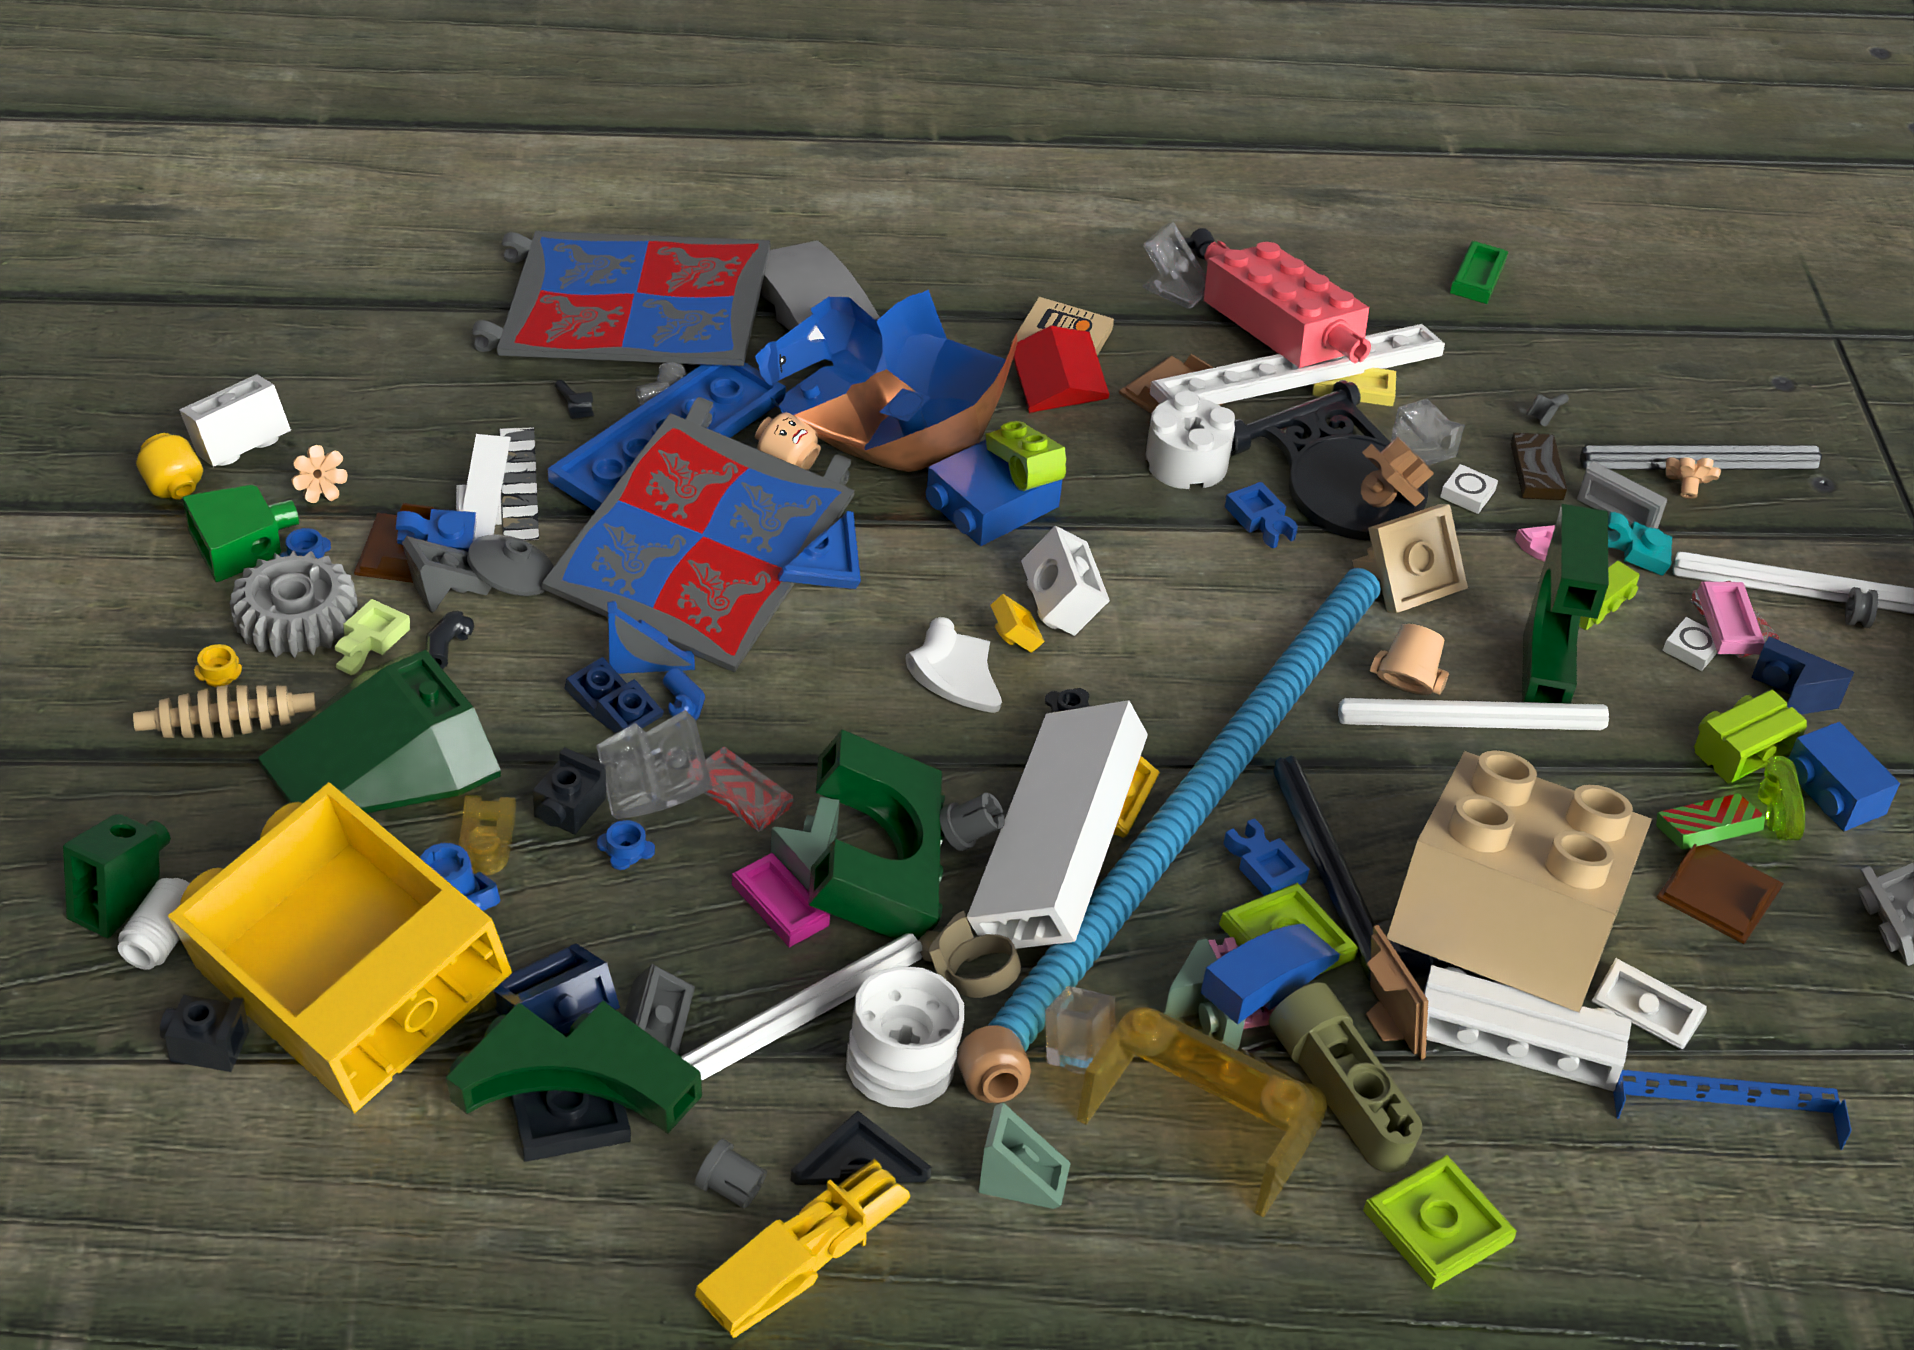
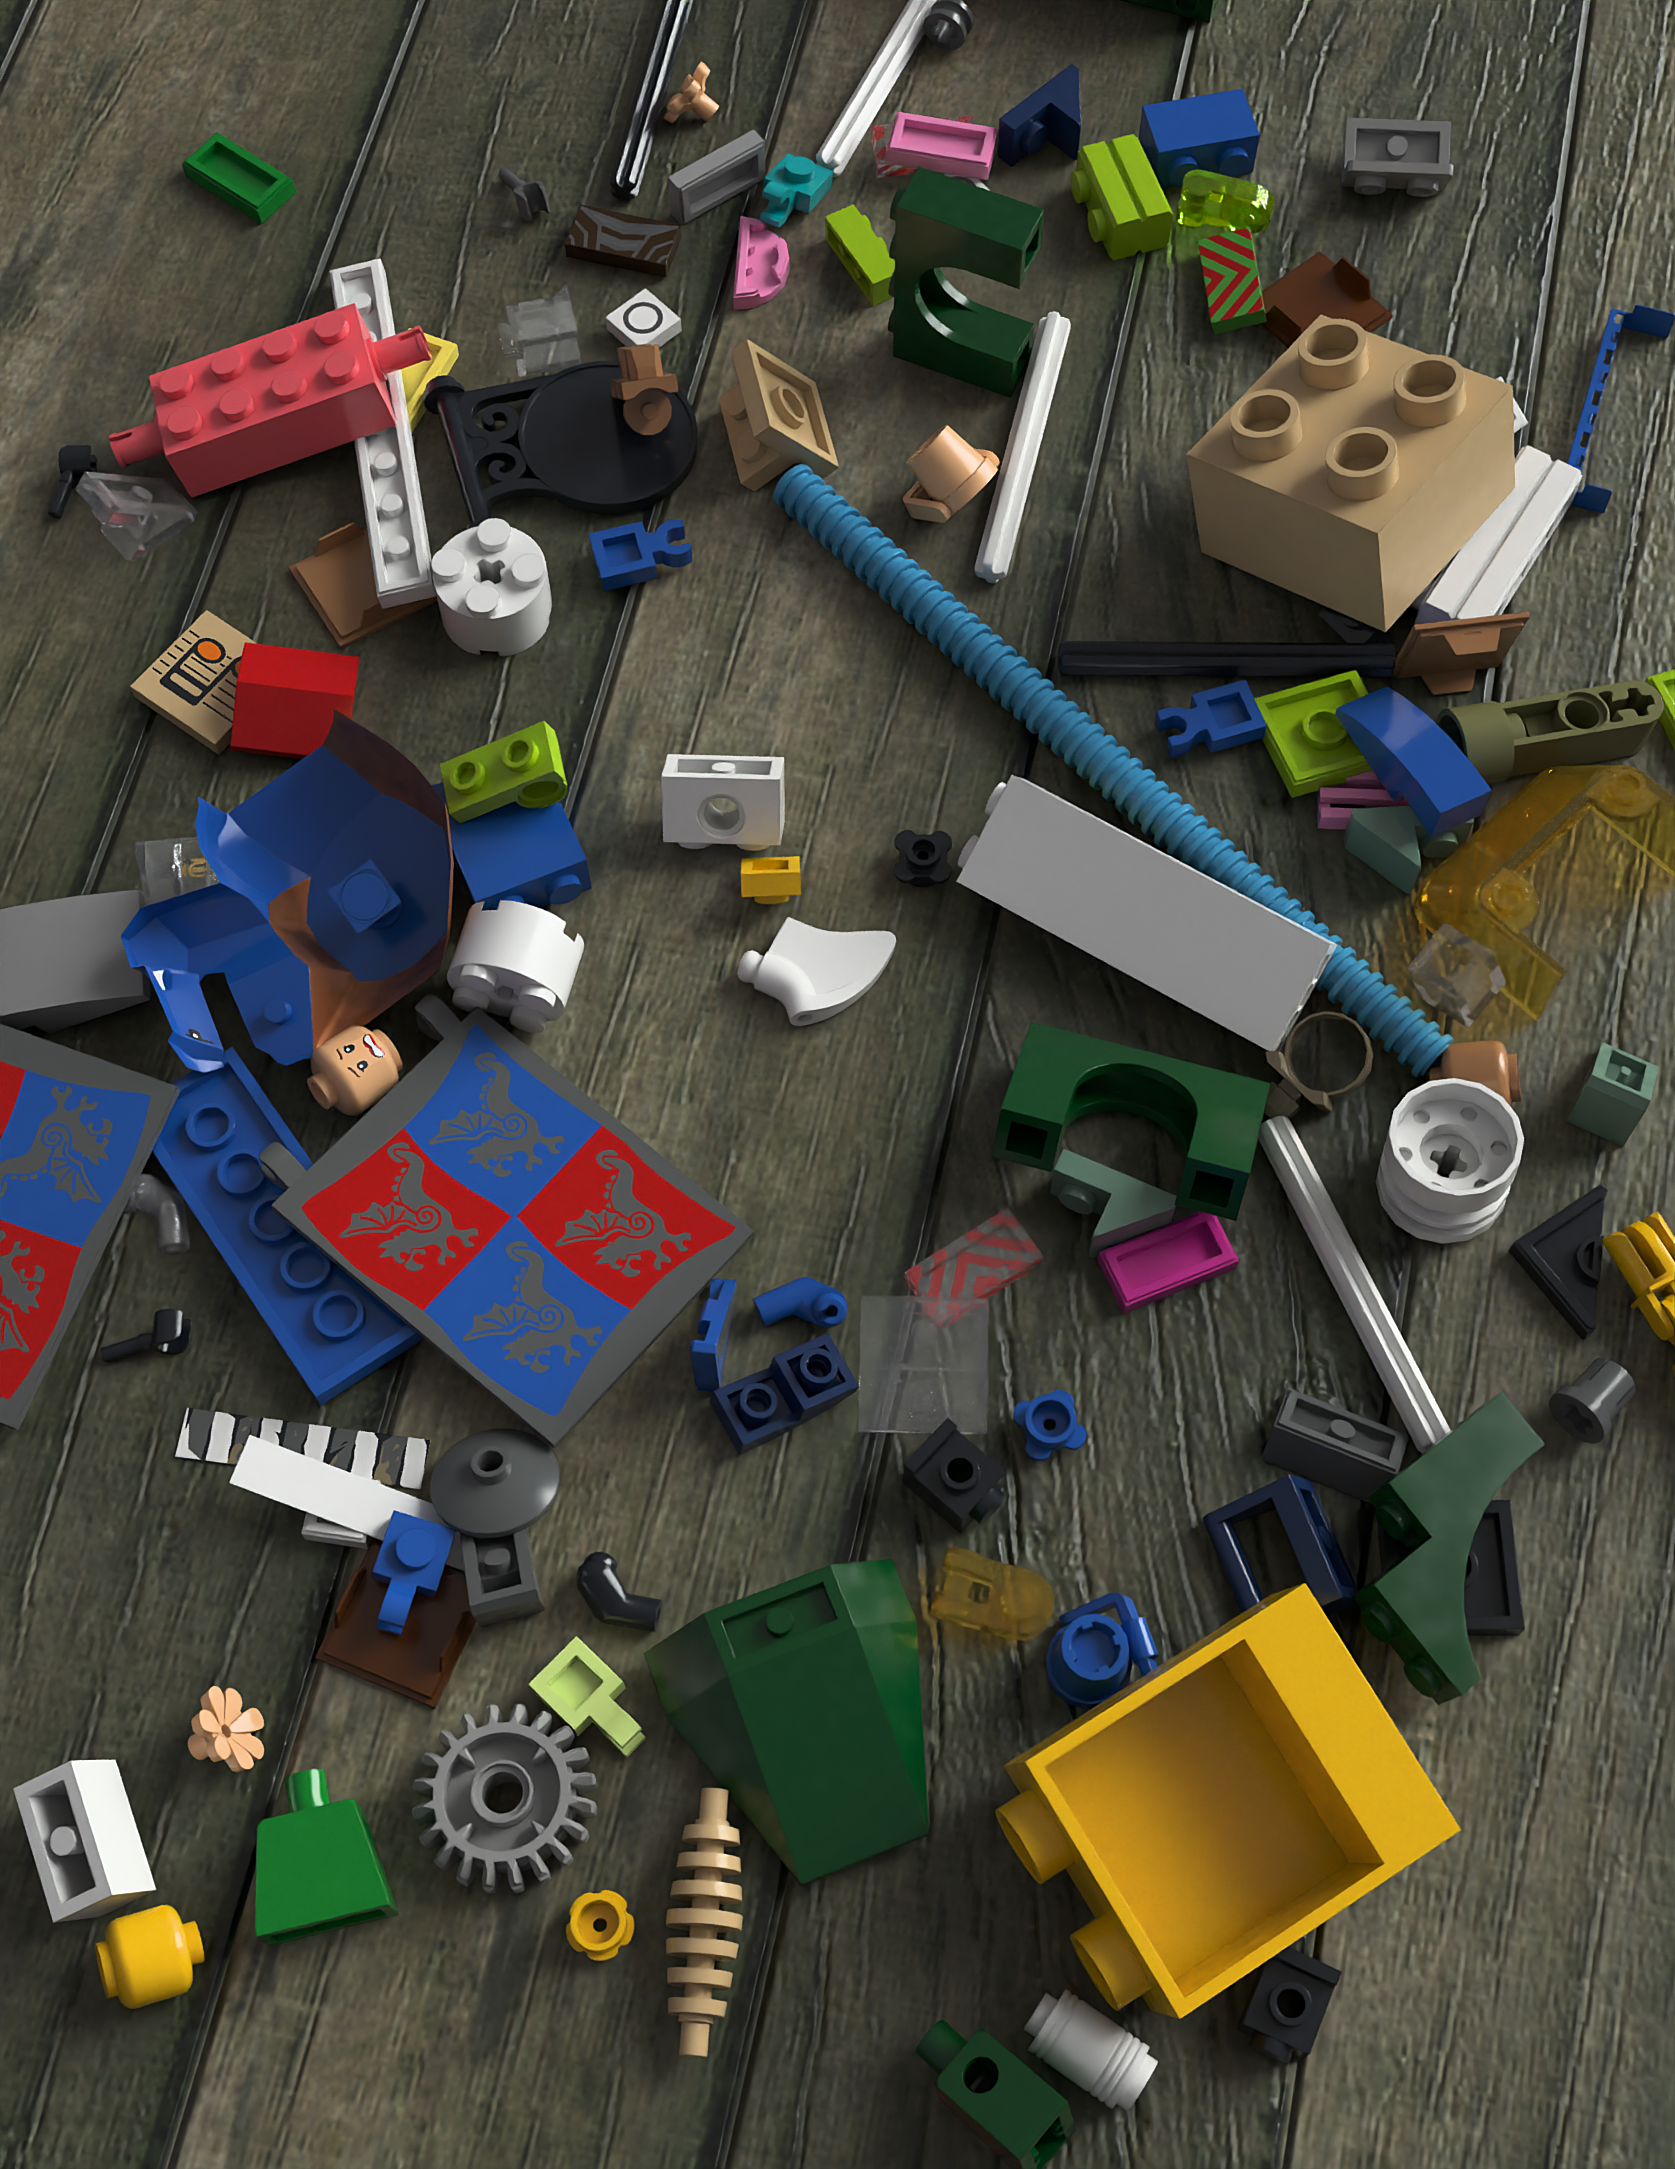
camera: 70 degrees left, 20 degrees up
(304, 541) = (372, 1753): blue plate -> none
(828, 559) = (593, 1067): blue tile -> none
(886, 494) = (514, 964): none -> white brick
(971, 820) = (1116, 1008): dark grey bush -> none

